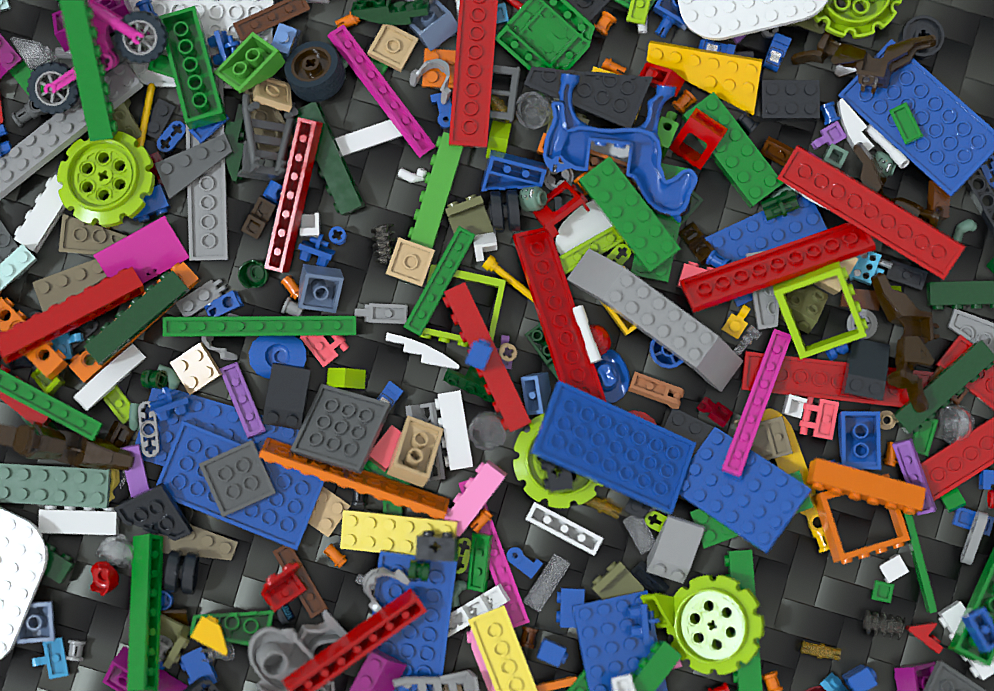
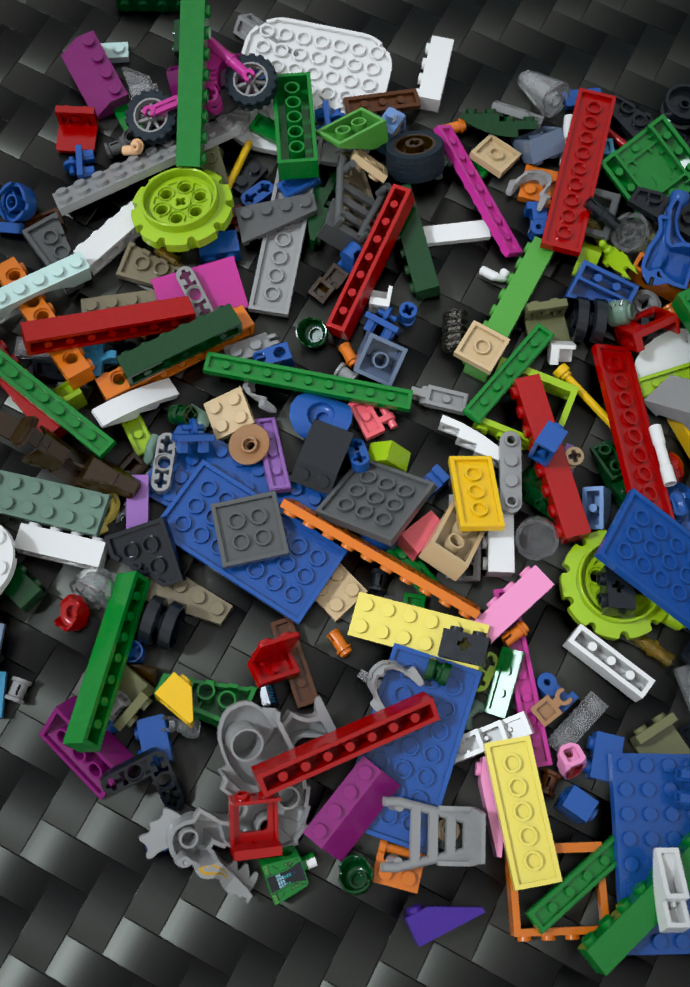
camera: 10 degrees right, 15 degrees down
(45, 120) = (135, 148): none -> light nougat arm
(132, 246) = (192, 277): none -> light grey beam
(211, 396) = (243, 438): none -> medium nougat dish
(322, 383) = (362, 454): none -> blue beam
(426, 405) = (475, 493): none -> yellow plate
(454, 377) = (510, 472): none -> light grey plate
(502, 100) = (602, 213): none -> black pin
(518, 578) = (547, 709): none -> medium nougat plate
(523, 141) = (617, 260): none -> lime piece
(542, 616) = (570, 760): none -> bright pink rock

